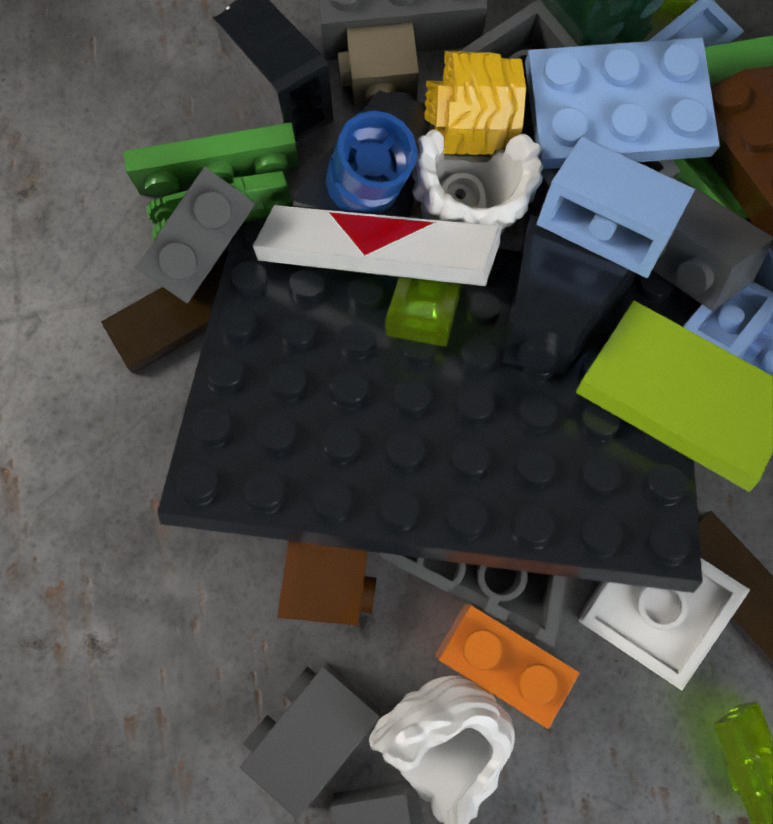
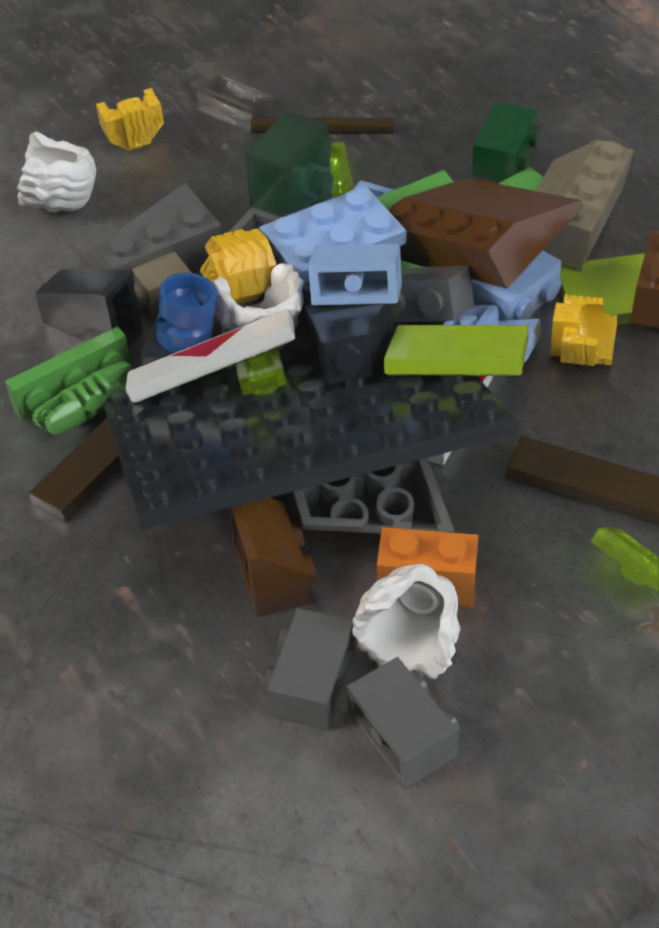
camera: 20 degrees left, 30 degrees down
(195, 235) = (82, 400): dark grey brick -> none
(662, 626) = (518, 497): white tile -> none

